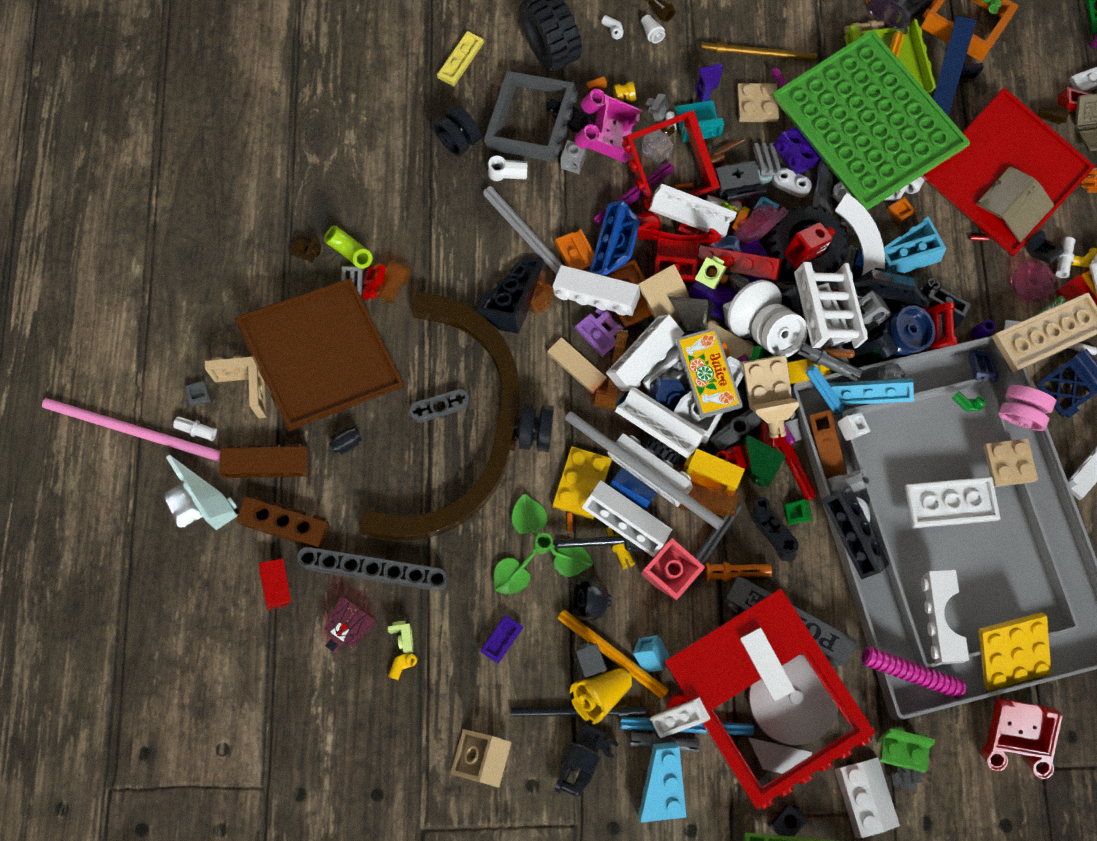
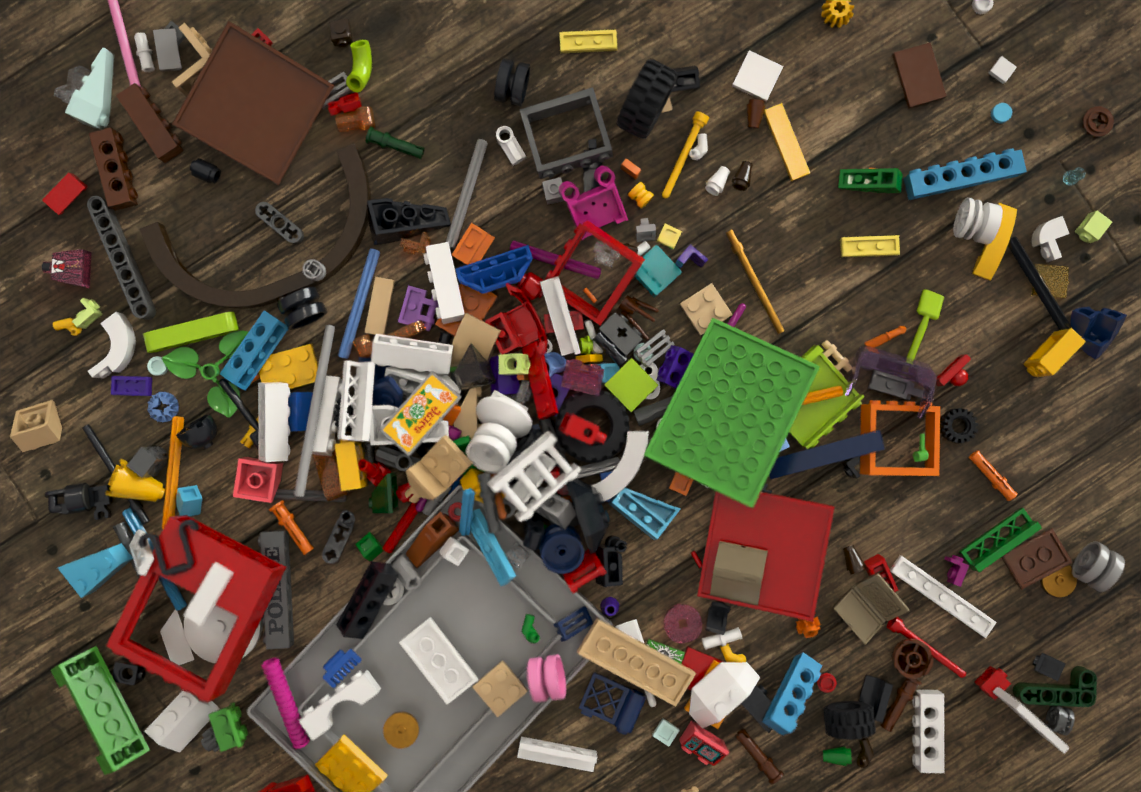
camera: 60 degrees right, 15 degrees up
(210, 402) = (167, 50): none -> light grey hinge
(431, 266) = (386, 141): none -> dark green pin
(448, 616) = (122, 346): none -> white arch
(487, 549) = (190, 332): none -> lime beam
(498, 603) = (156, 366): none -> light aqua tile
(510, 395) = (317, 272): none -> light grey wheel
(545, 632) = (169, 412): none -> medium blue gear
(562, 382) = (359, 303): none -> medium blue axle
(564, 521) = (254, 350): none -> dark azure brick
(590, 13) = (699, 120): none -> yellow piece
(674, 93) = (669, 236): none -> light yellow tile
(723, 681) = (157, 545): none -> black piece
(789, 191) = (631, 385): none -> lime tile
(817, 402) = (451, 513): none -> red plate
(901, 597) = (335, 664): none -> blue piece
(1001, 578) = (401, 730): none -> pearl gold piece

